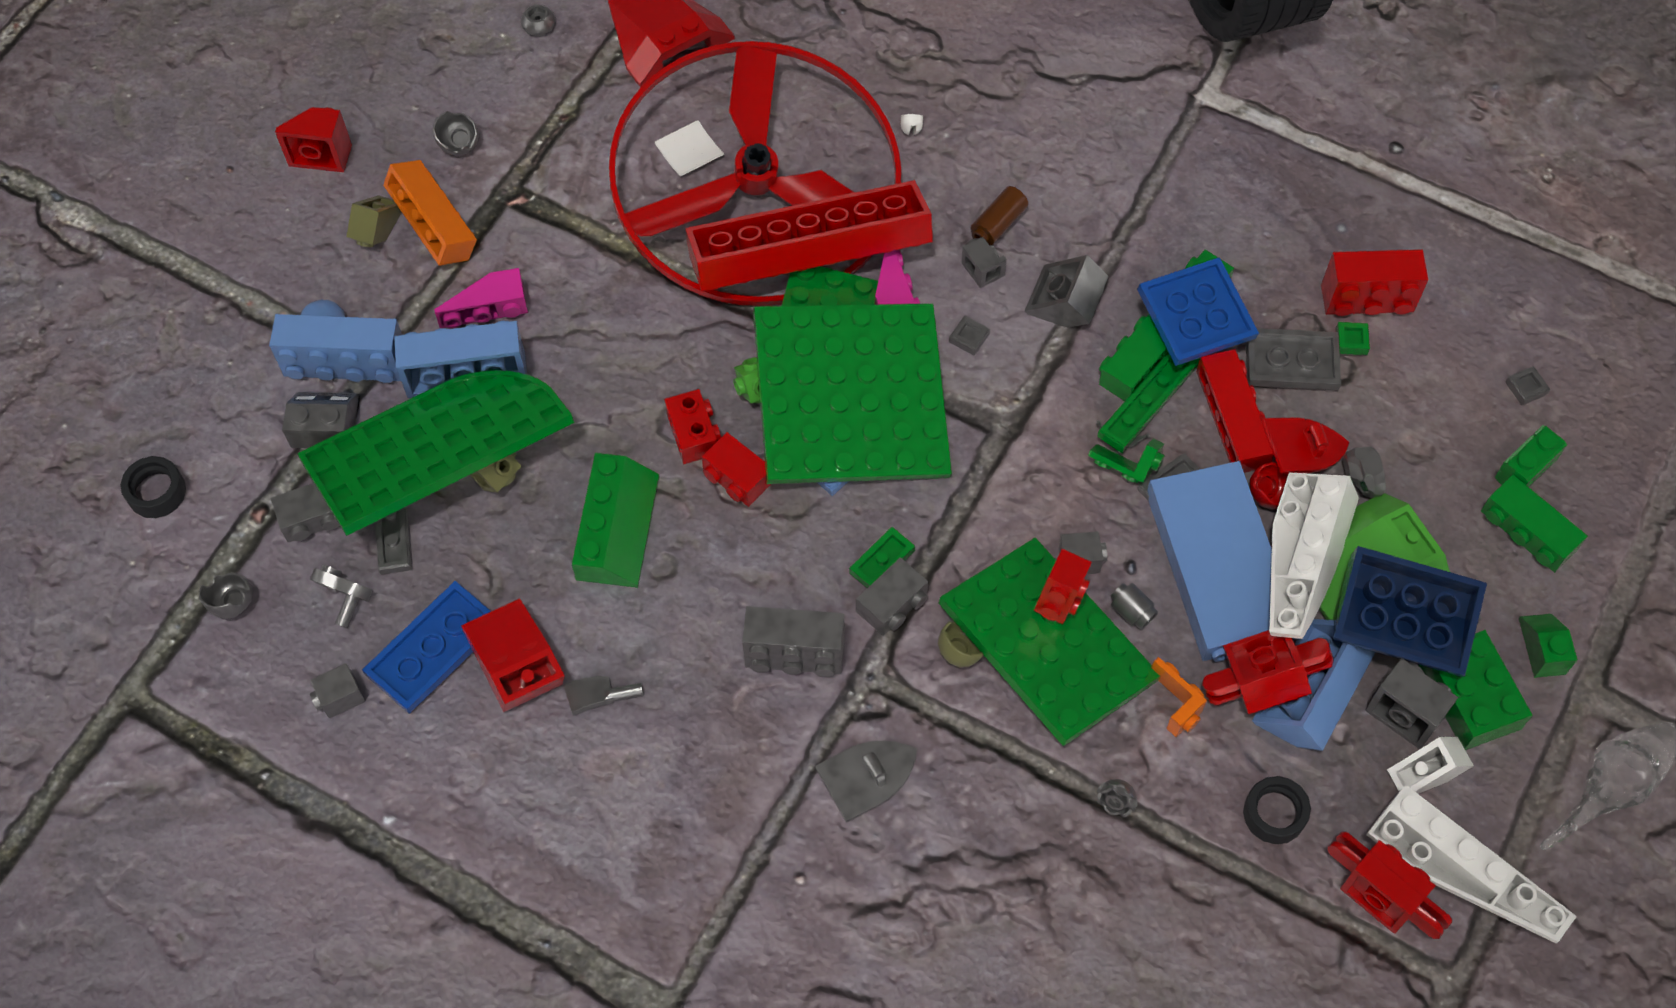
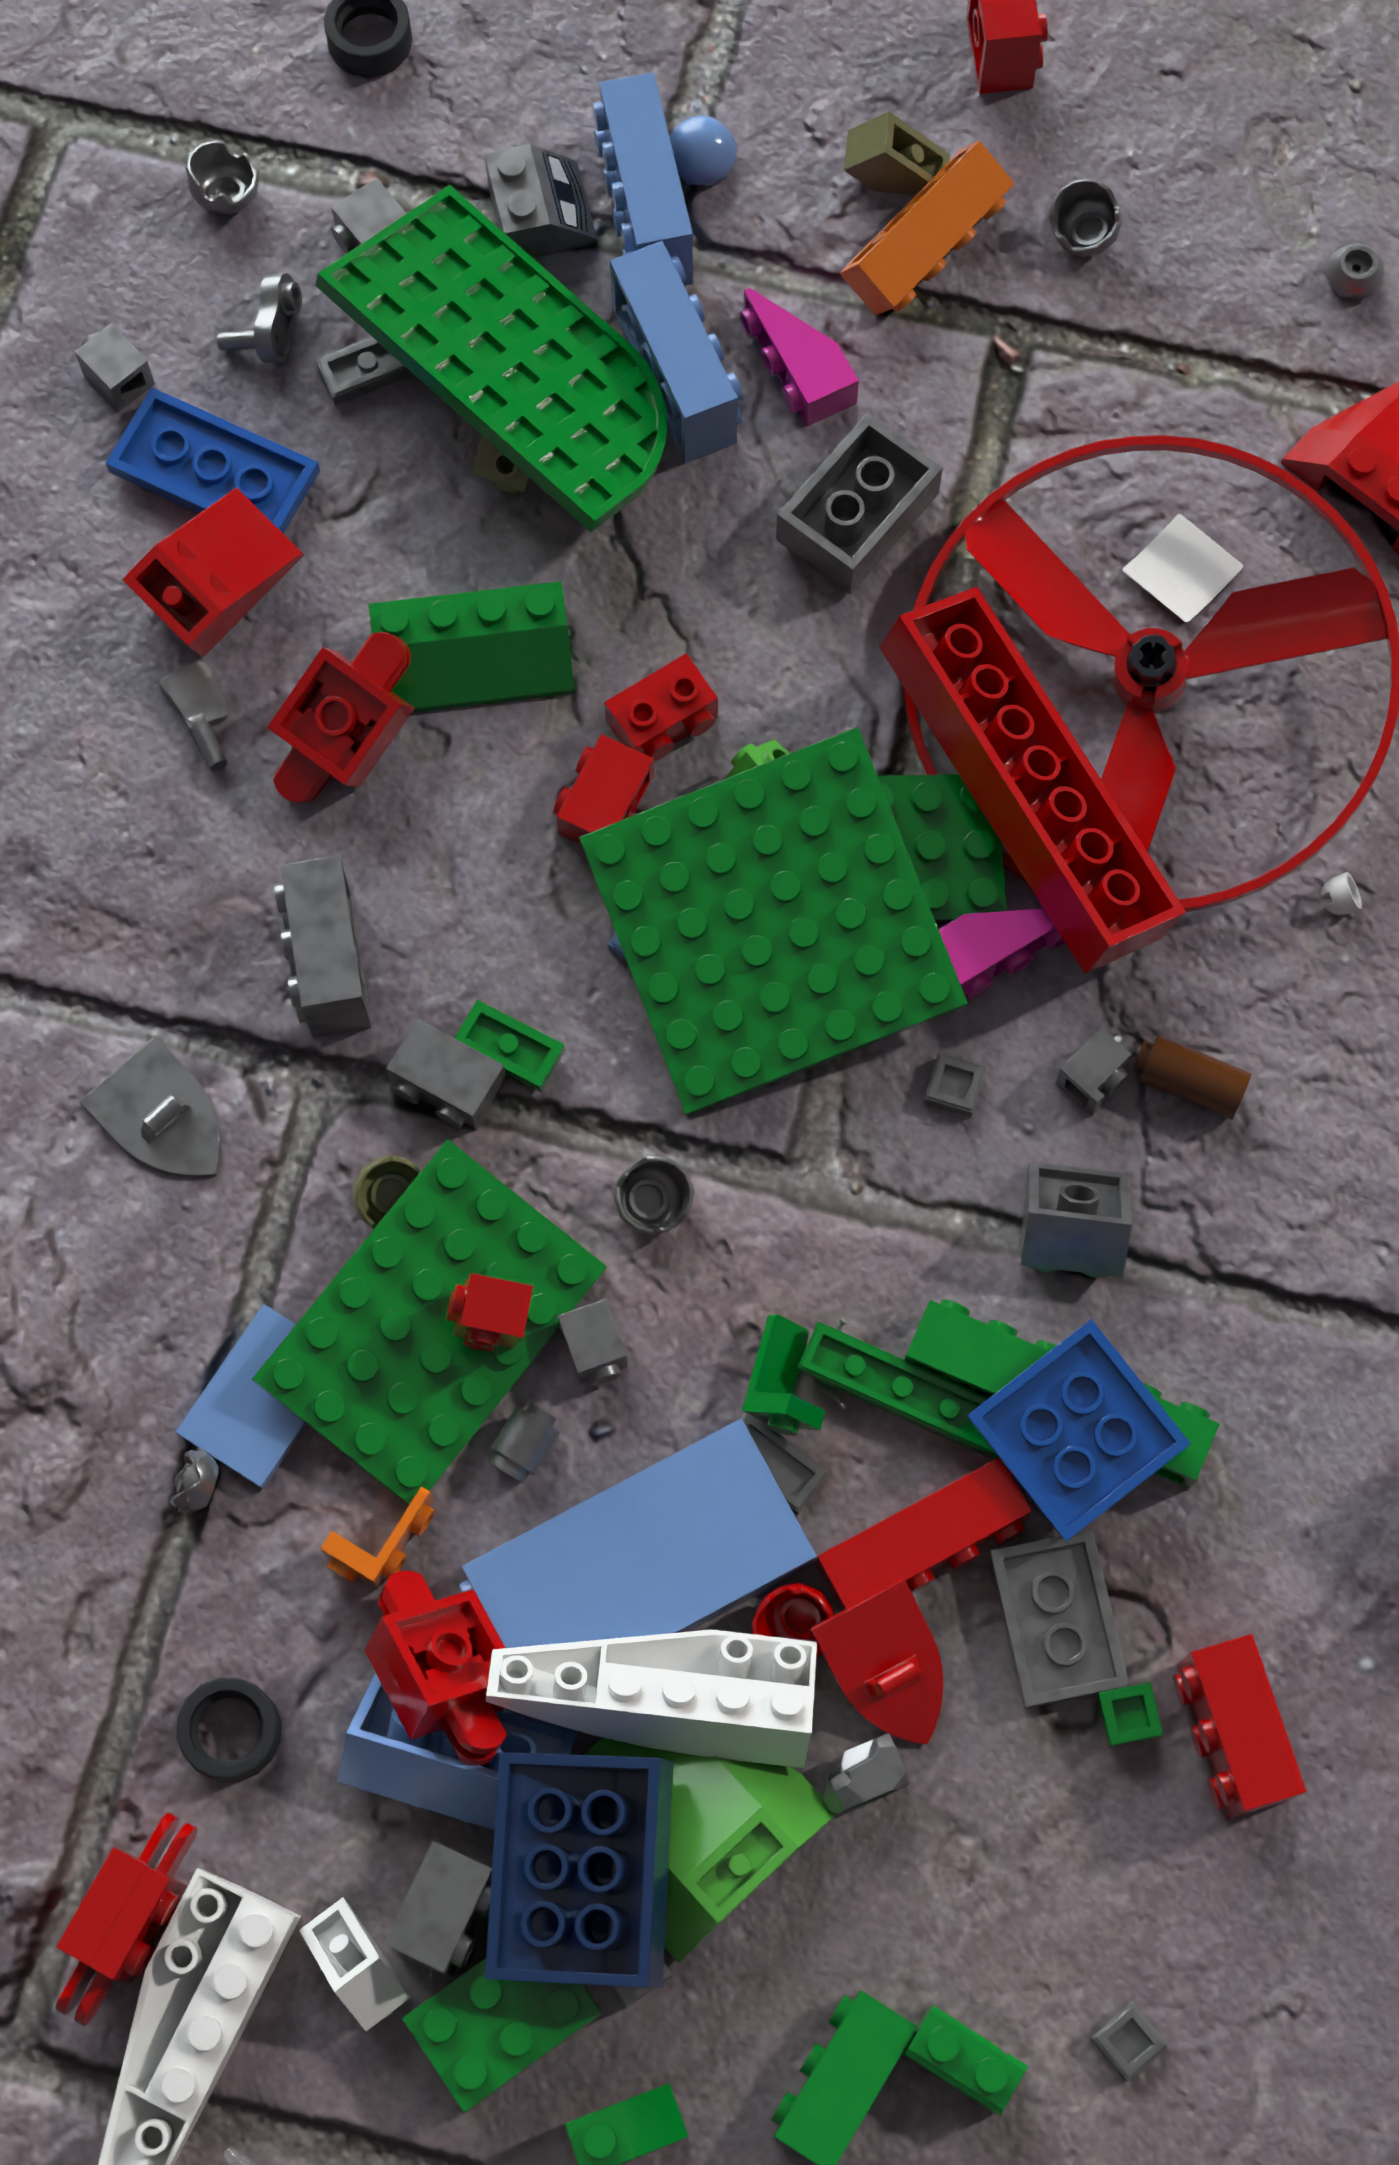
camera: 75 degrees right, 10 degrees up
(597, 289) = (858, 503): none -> flat silver brick
(642, 598) = (341, 717): none -> red brick
(1000, 498) = (654, 1195): none -> flat silver hair
(1078, 765) = (238, 1418): none -> medium blue tile

